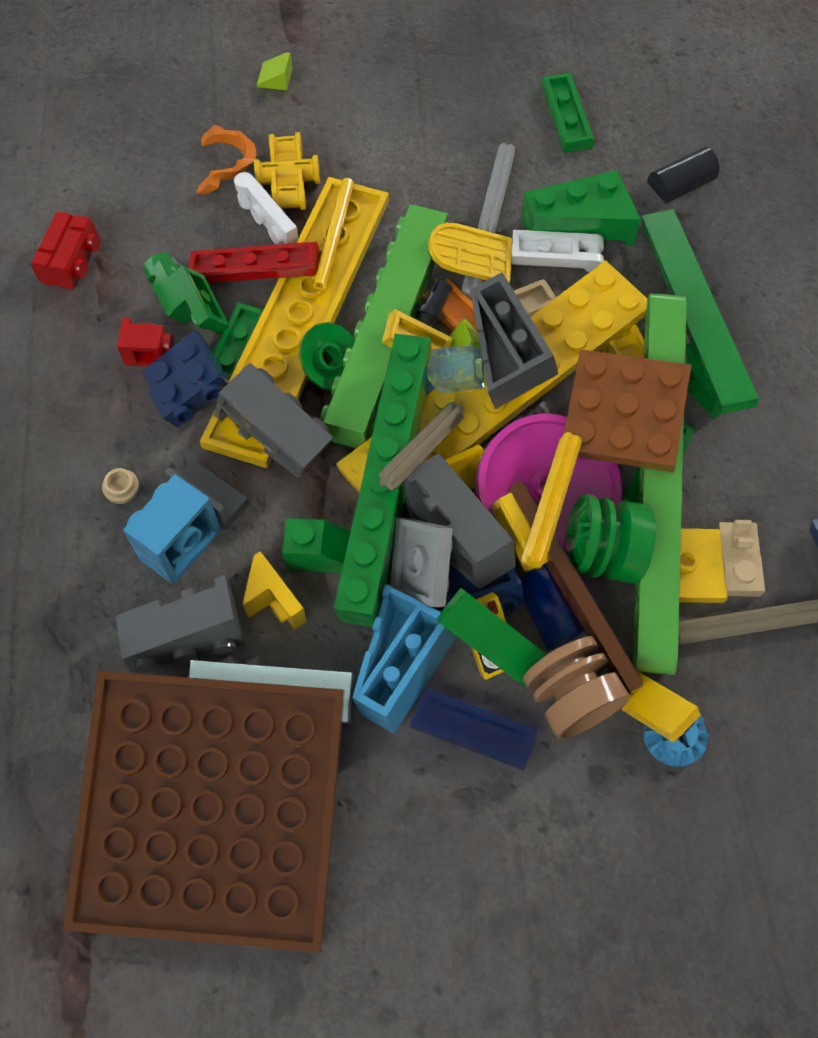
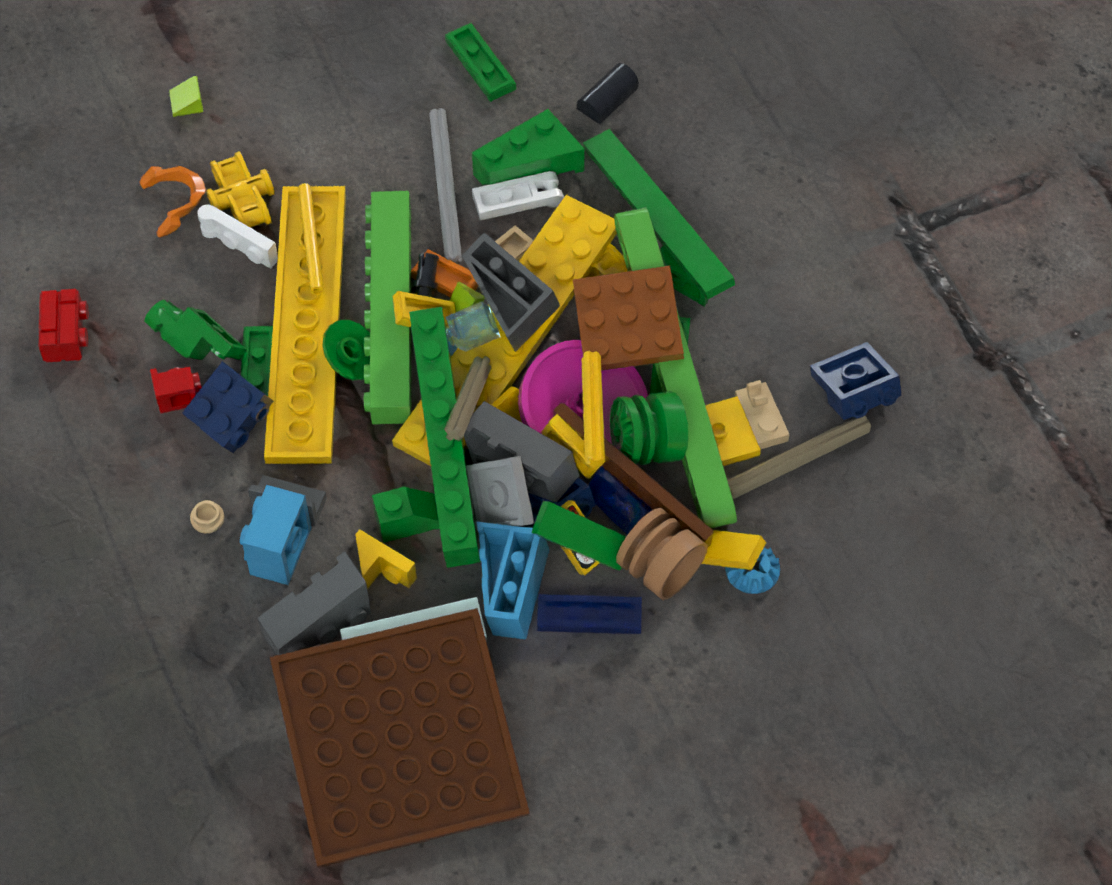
camera: 20 degrees left, 5 degrees down
(256, 262) = (247, 285): red tile -> none
(273, 419) = (328, 417): dark grey wedge -> none
(470, 251) = (442, 219): yellow window -> none

